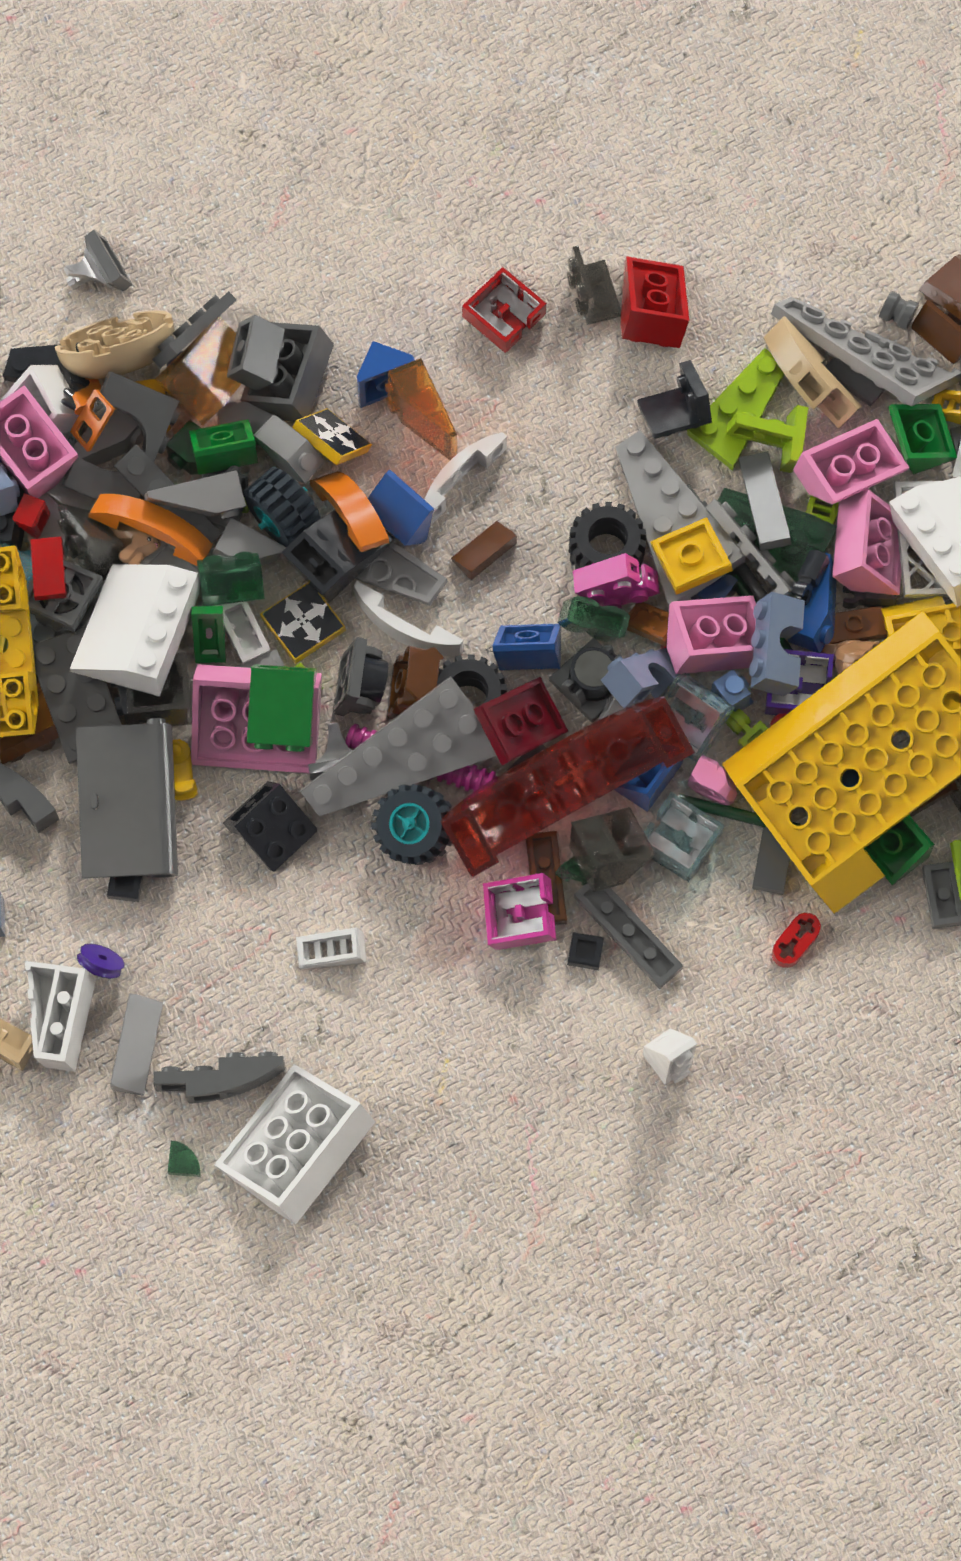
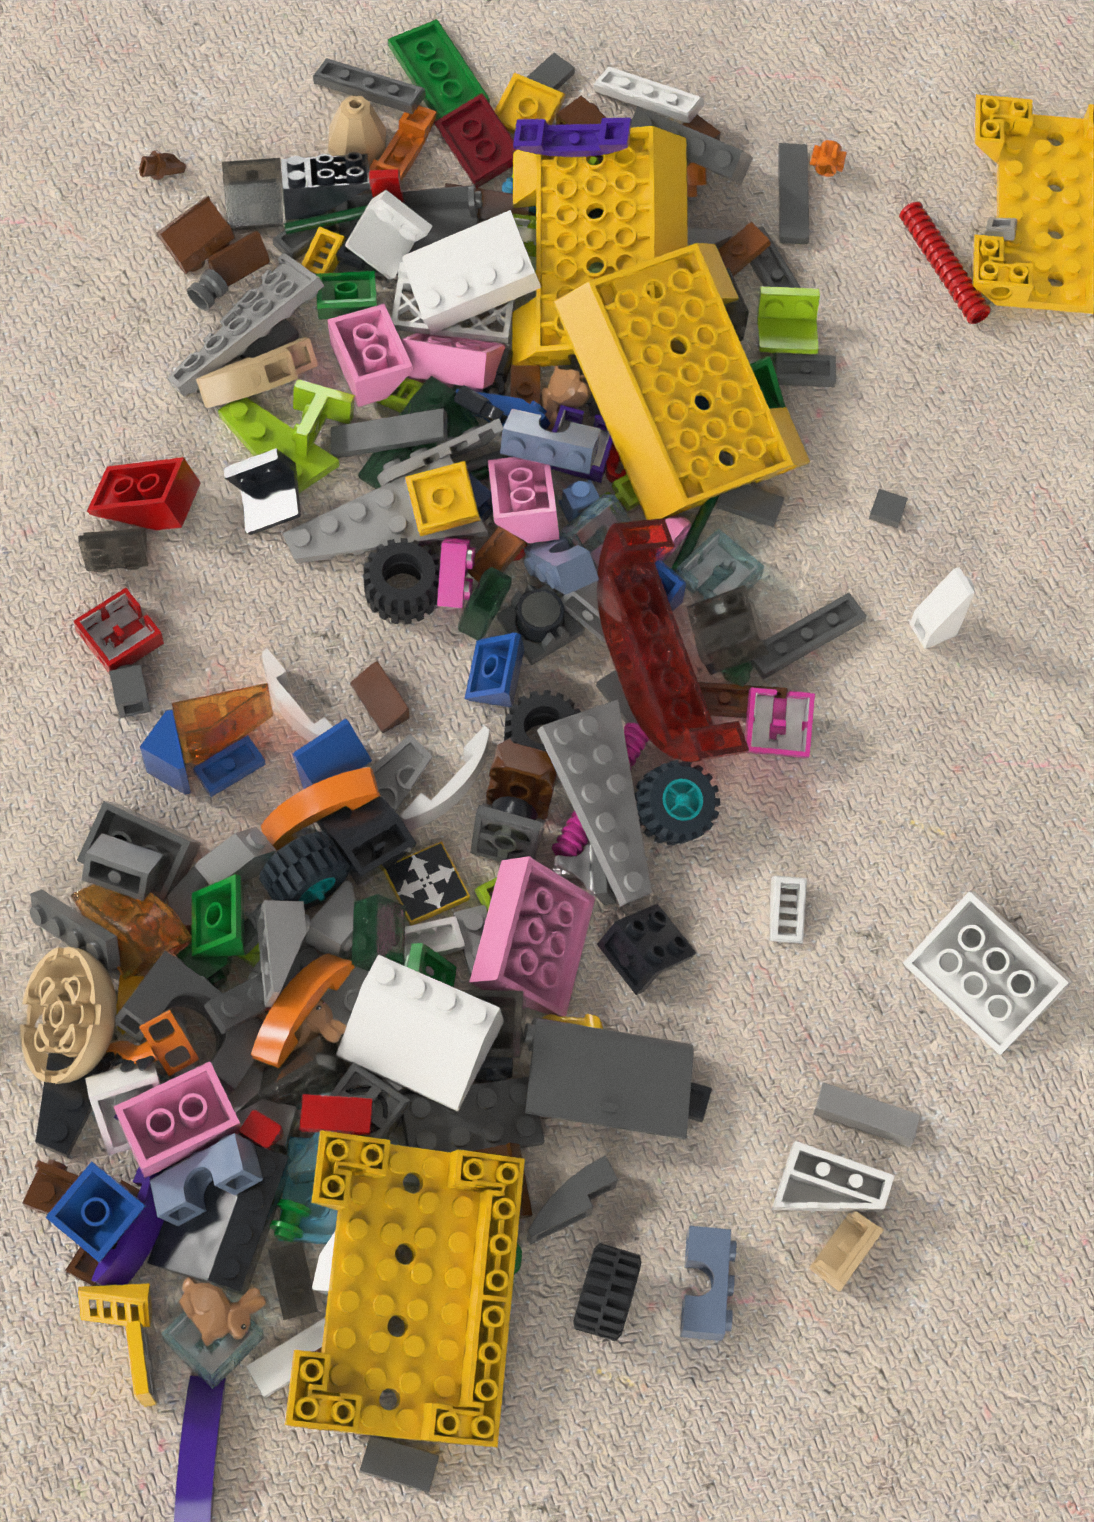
camera: 85 degrees left, 5 degrees down
(100, 961) = (777, 1133): dark purple piece -> none
(183, 1161) = (993, 1084): clear green tile -> none
(235, 1076) = (916, 1025): dark grey slope -> none
(281, 707) = (539, 896): green panel -> none
(332, 436) = (227, 816): tile -> none
(388, 431) = (229, 766): none -> blue plate
(447, 332) = (130, 690): none -> dark grey brick
(520, 720) = (584, 684): dark red tile -> none
(585, 951) = (818, 678): black tile -> none
(790, 935) = (831, 498): red beam -> none
(796, 998) = (888, 508): none -> dark grey tile

